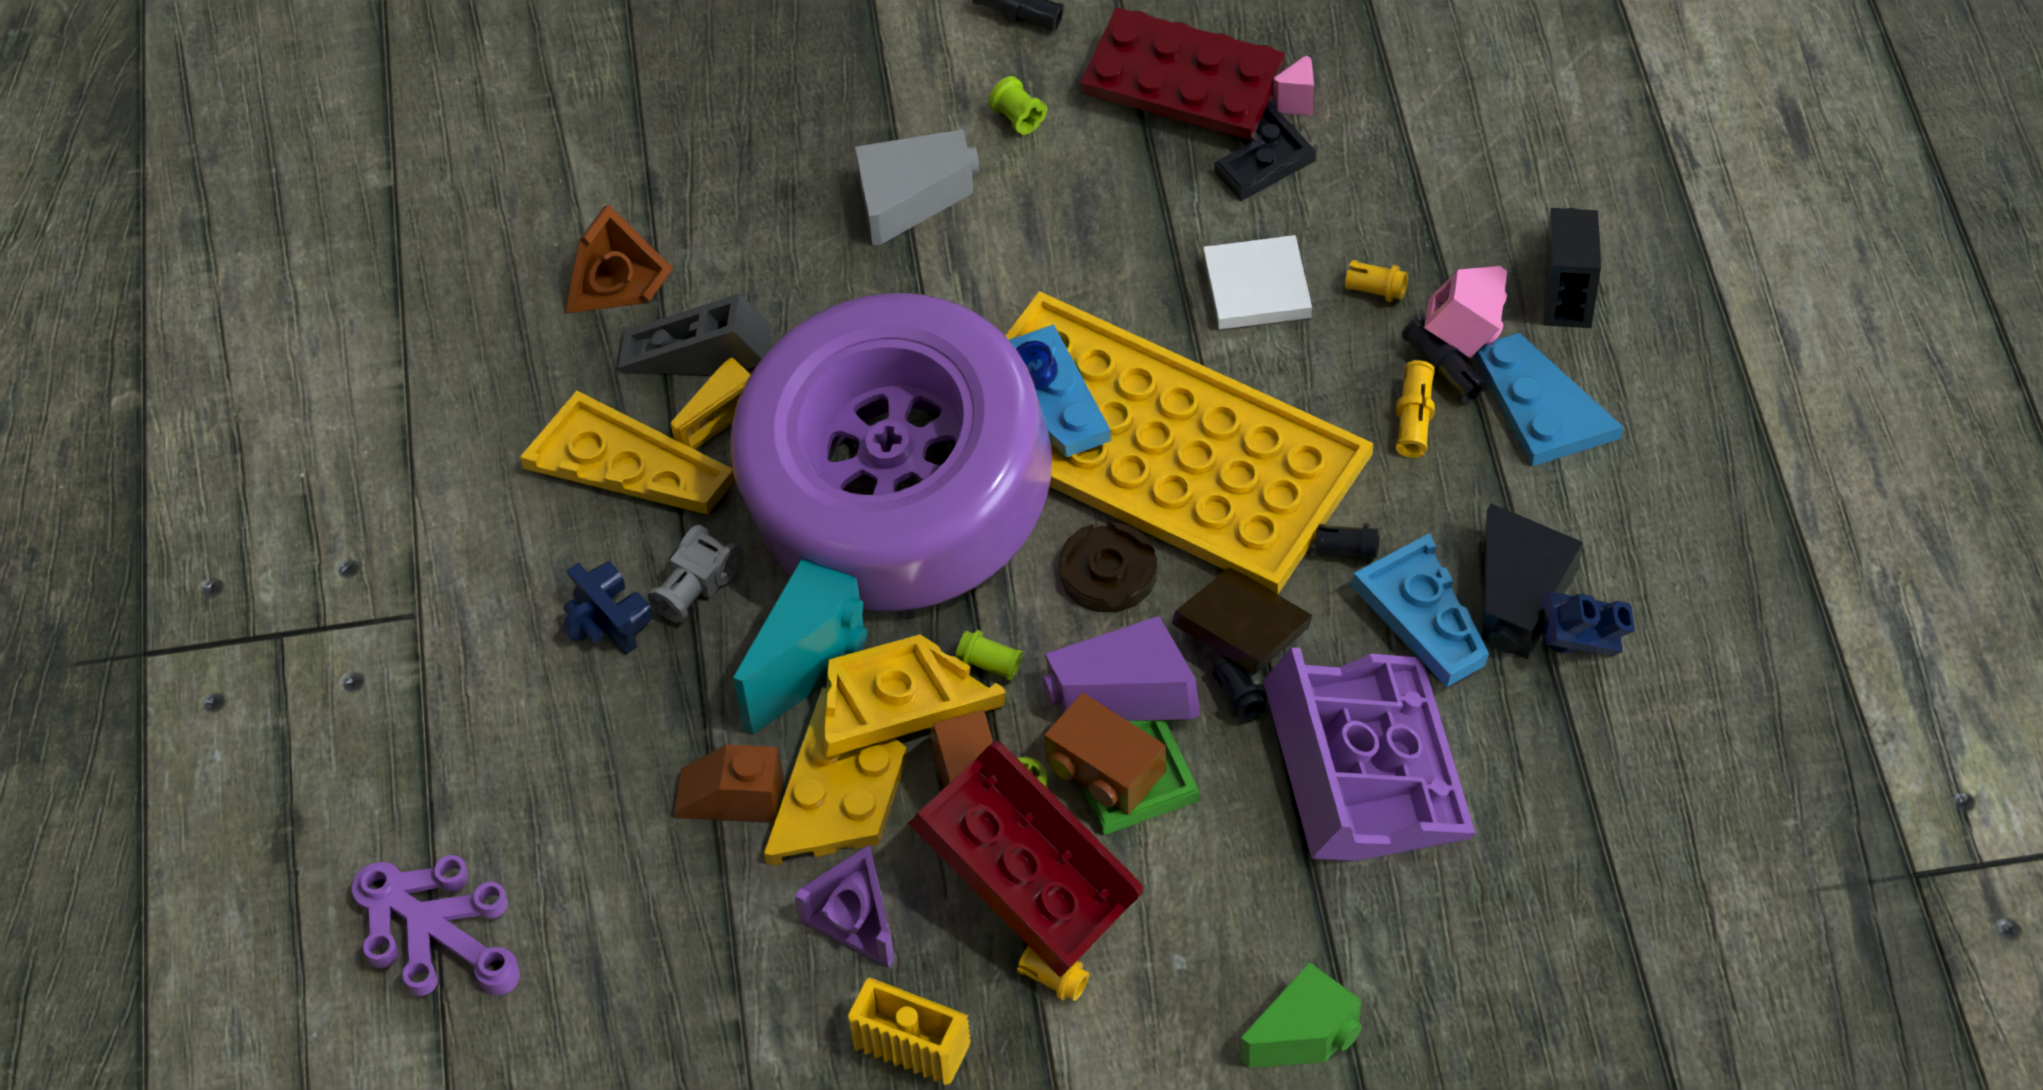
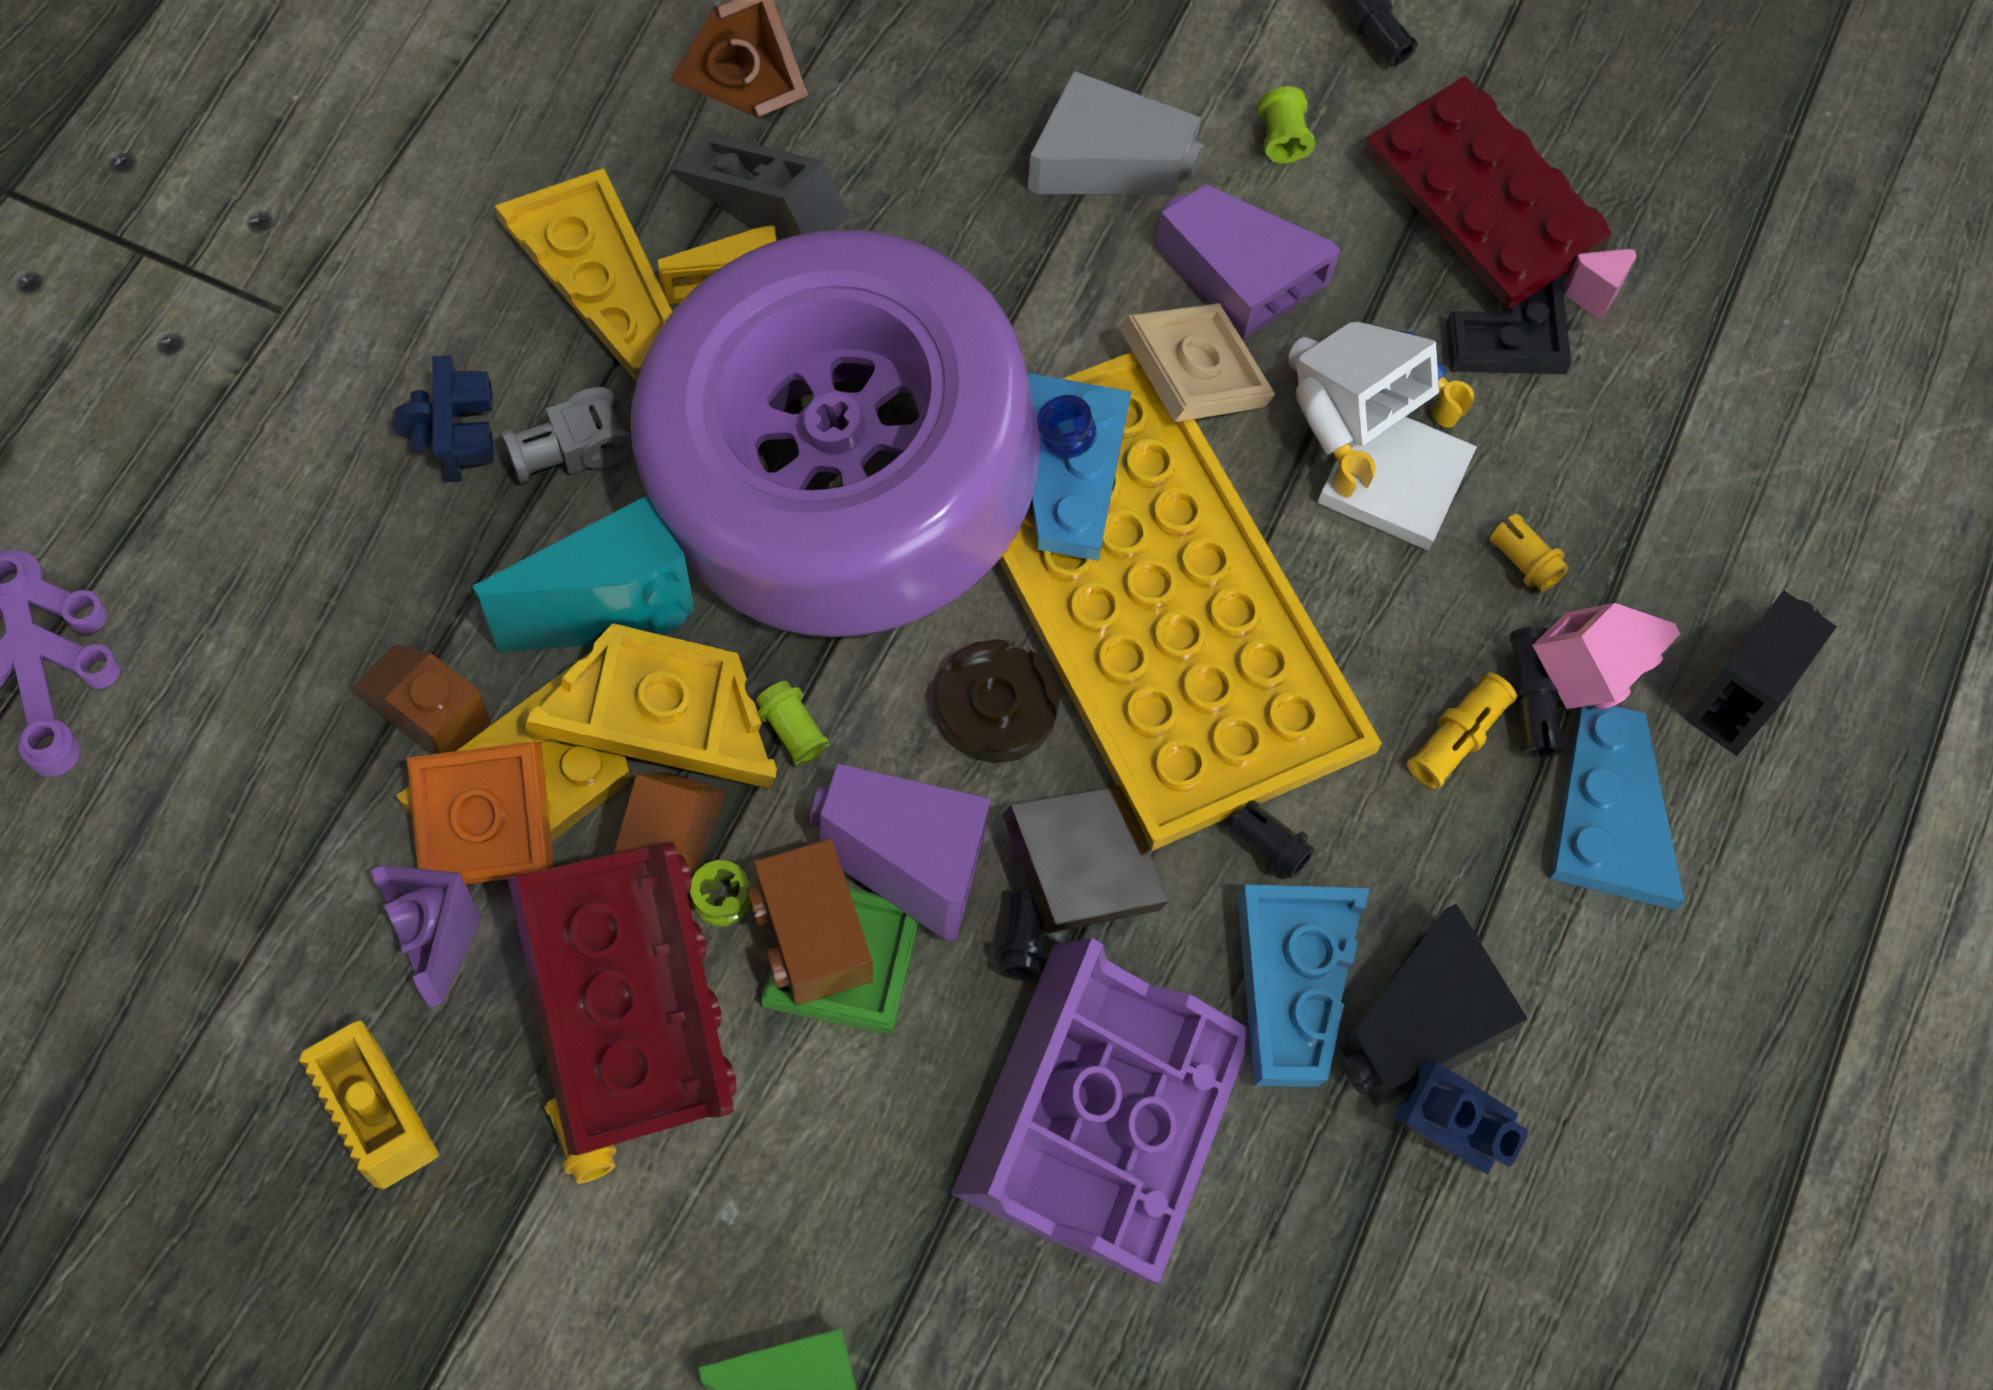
camera: 25 degrees right, 10 degrees up
(834, 819) = (481, 812): none -> orange tile
(1054, 204) = (1243, 256): none -> medium lavender slope
(1077, 284) = (1196, 362): none -> tan tile
(1198, 236) = (1363, 385): none -> white torso

